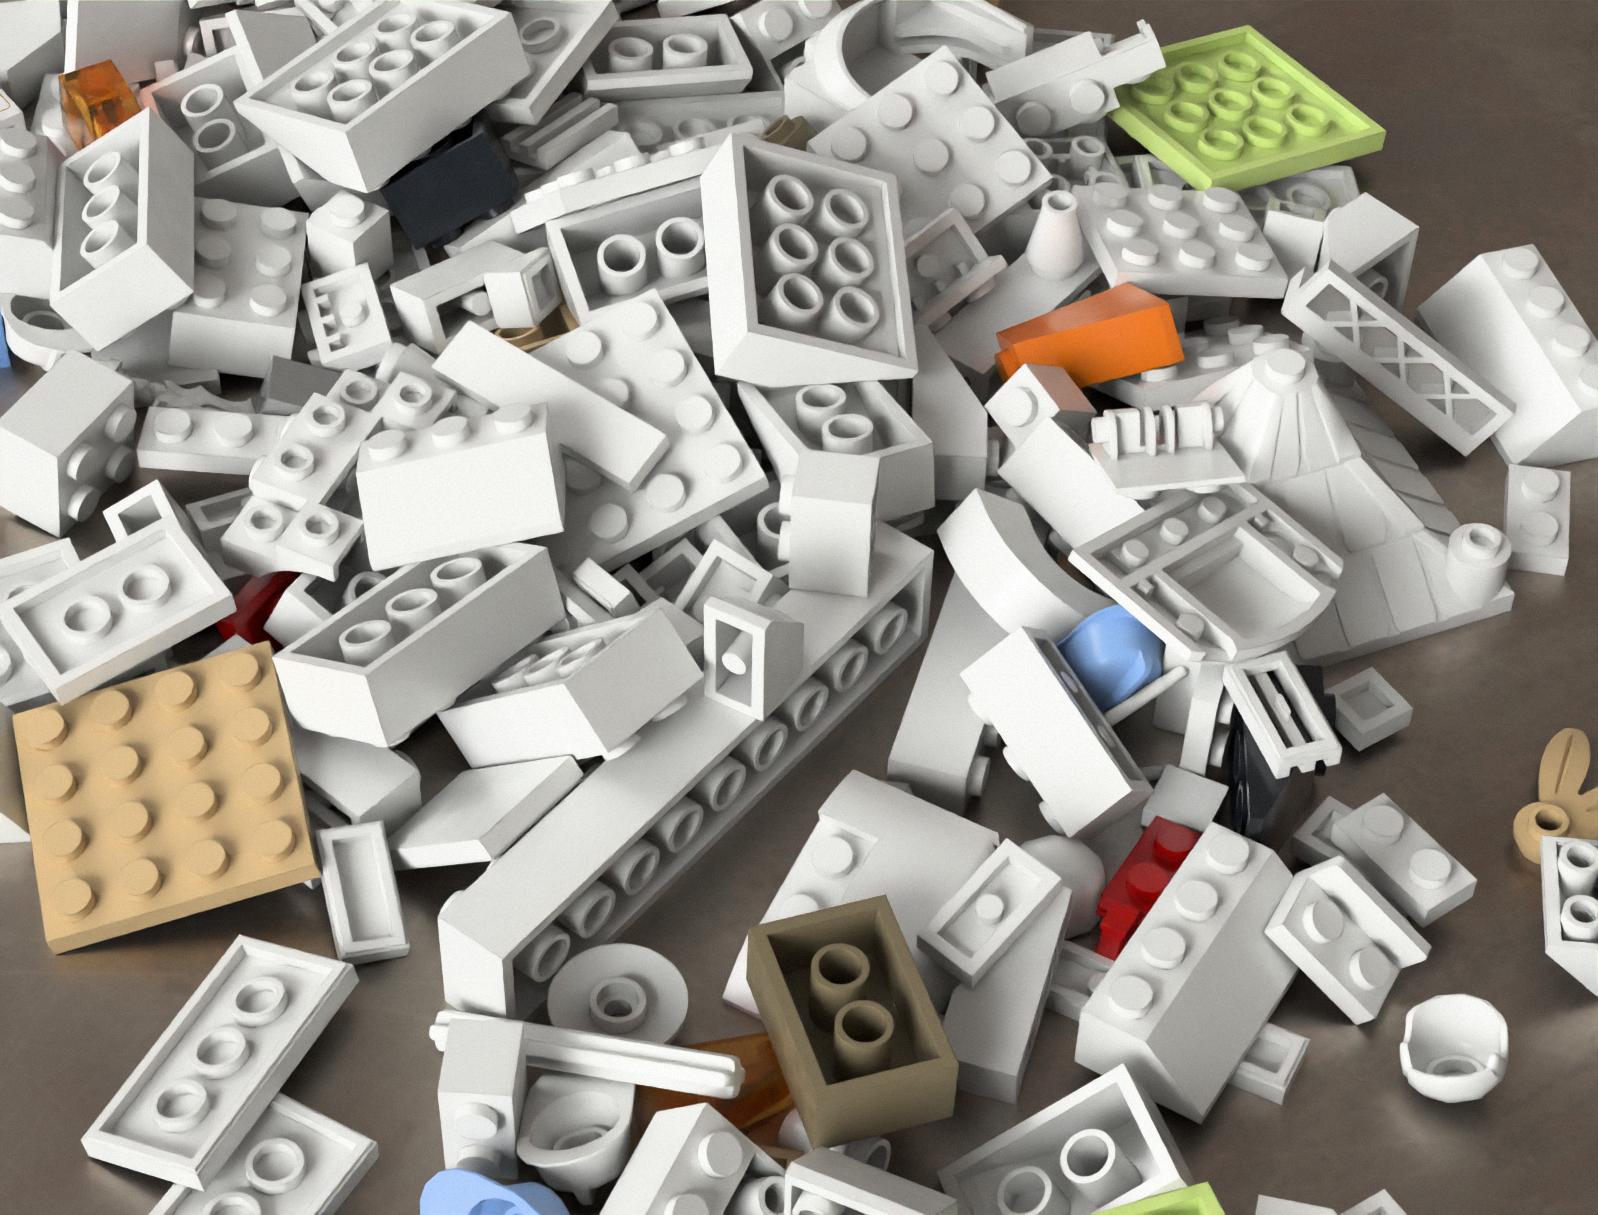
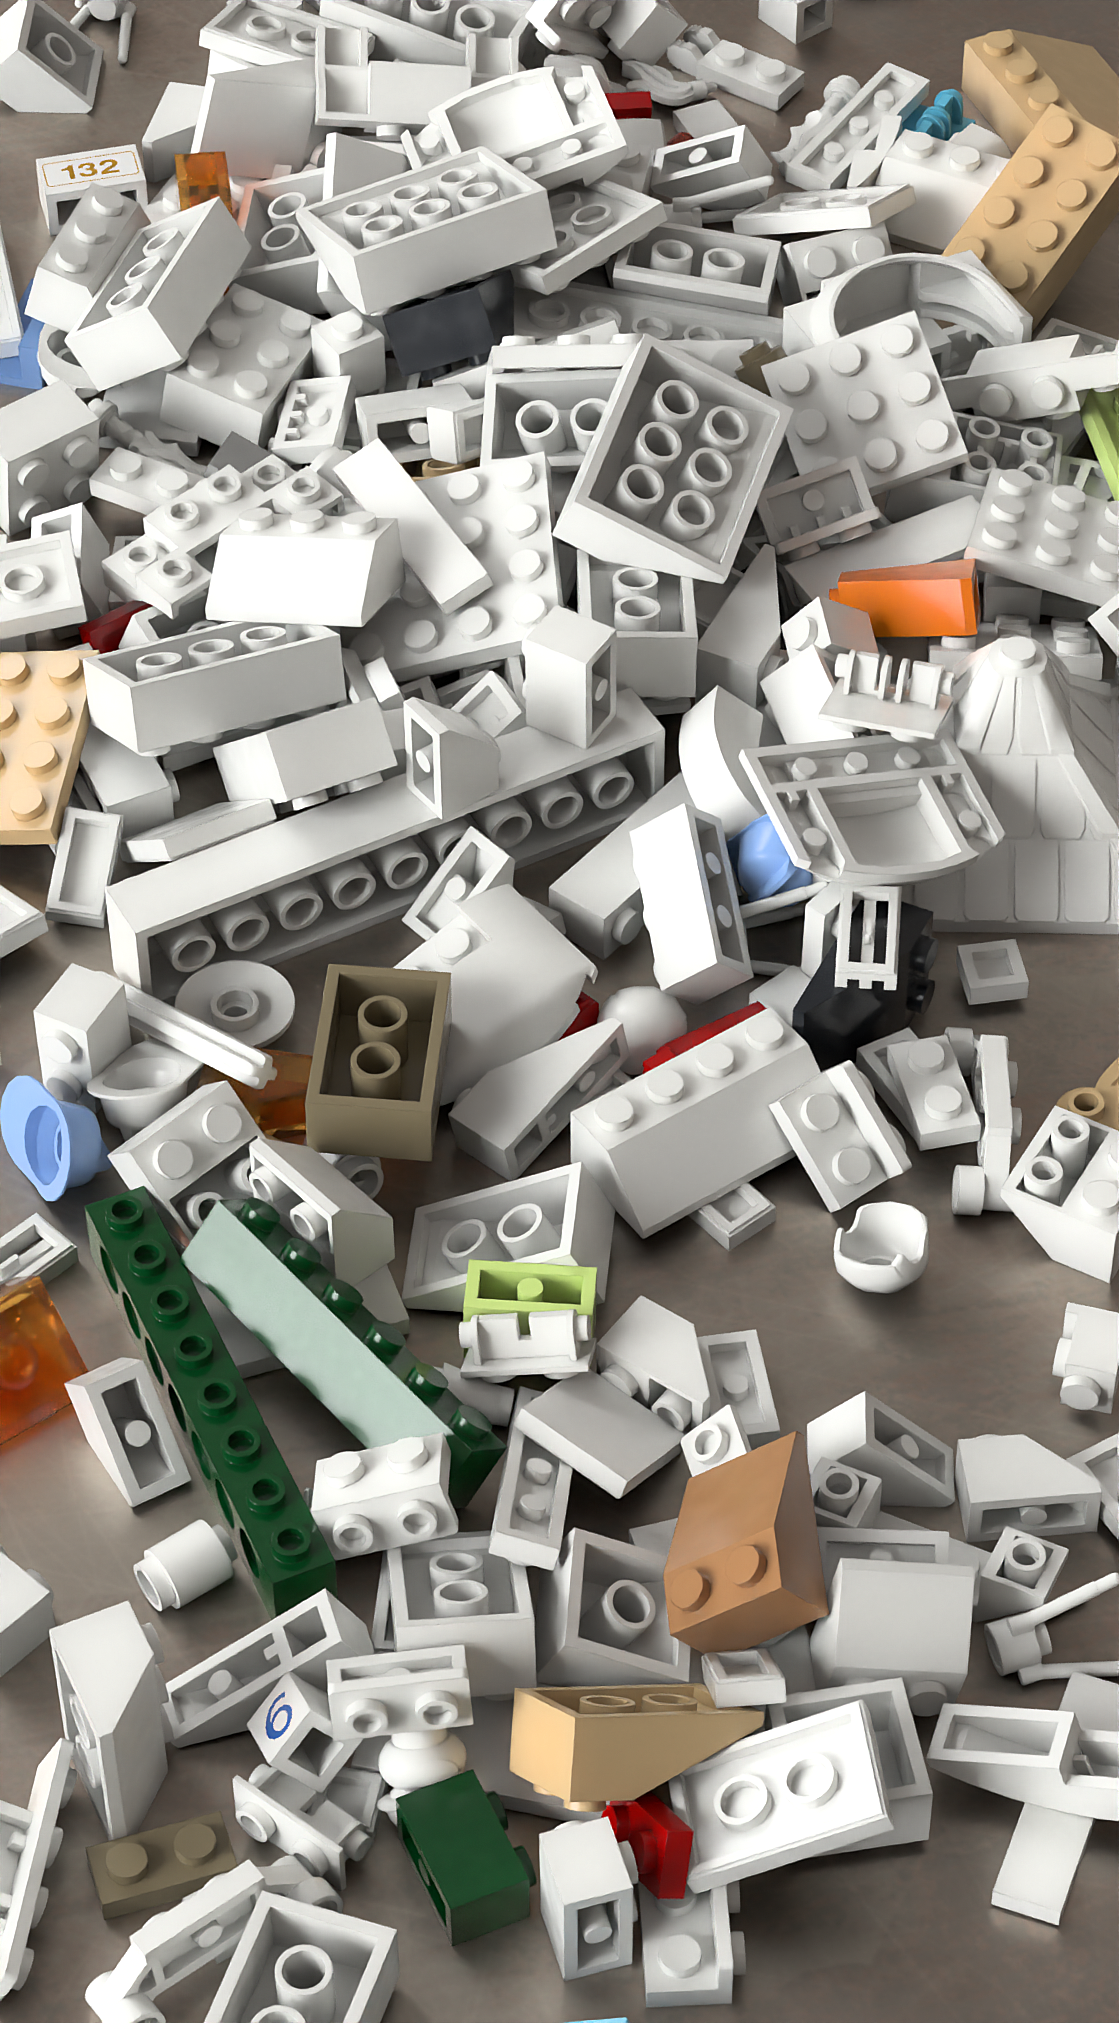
camera: 25 degrees right, 0 degrees up
(561, 131) = (574, 306): white tile -> none
(794, 785) = (469, 869): none -> white slope
(989, 913) = (541, 1018): white plate -> none
(1056, 240) = (940, 508): white cone -> none
(1457, 825) = (993, 1087): none -> white plate

